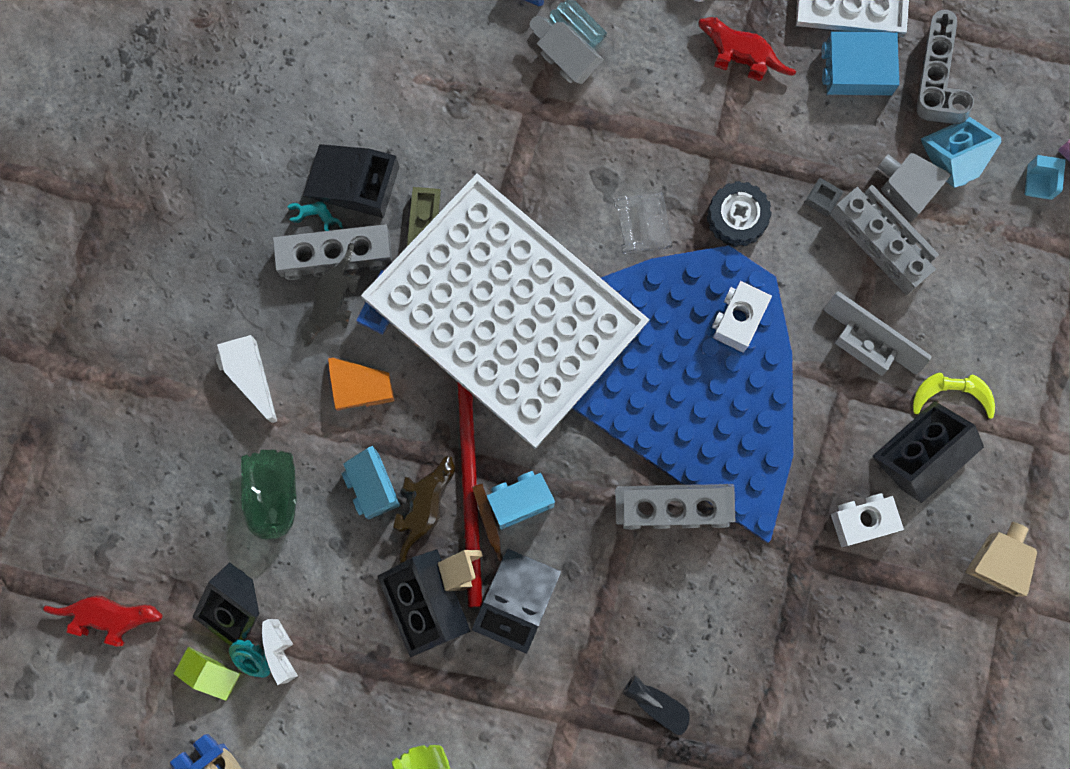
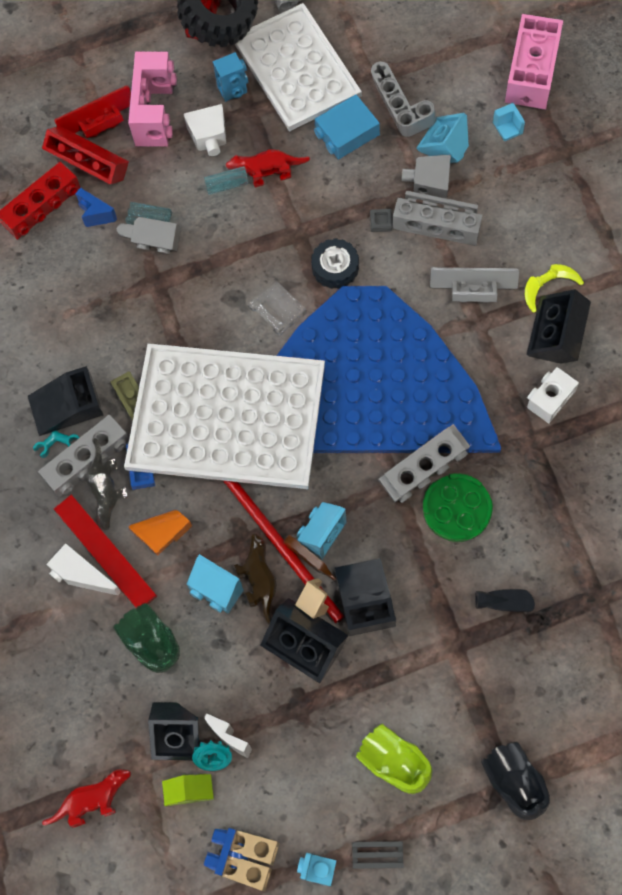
camera: 25 degrees left, 10 degrees down
(287, 369) = (105, 552): none -> red tile
(679, 572) = (457, 507): none -> green tile
(687, 39) = (226, 180): none -> clear light blue tile
(753, 304) = (387, 332): white brick -> none

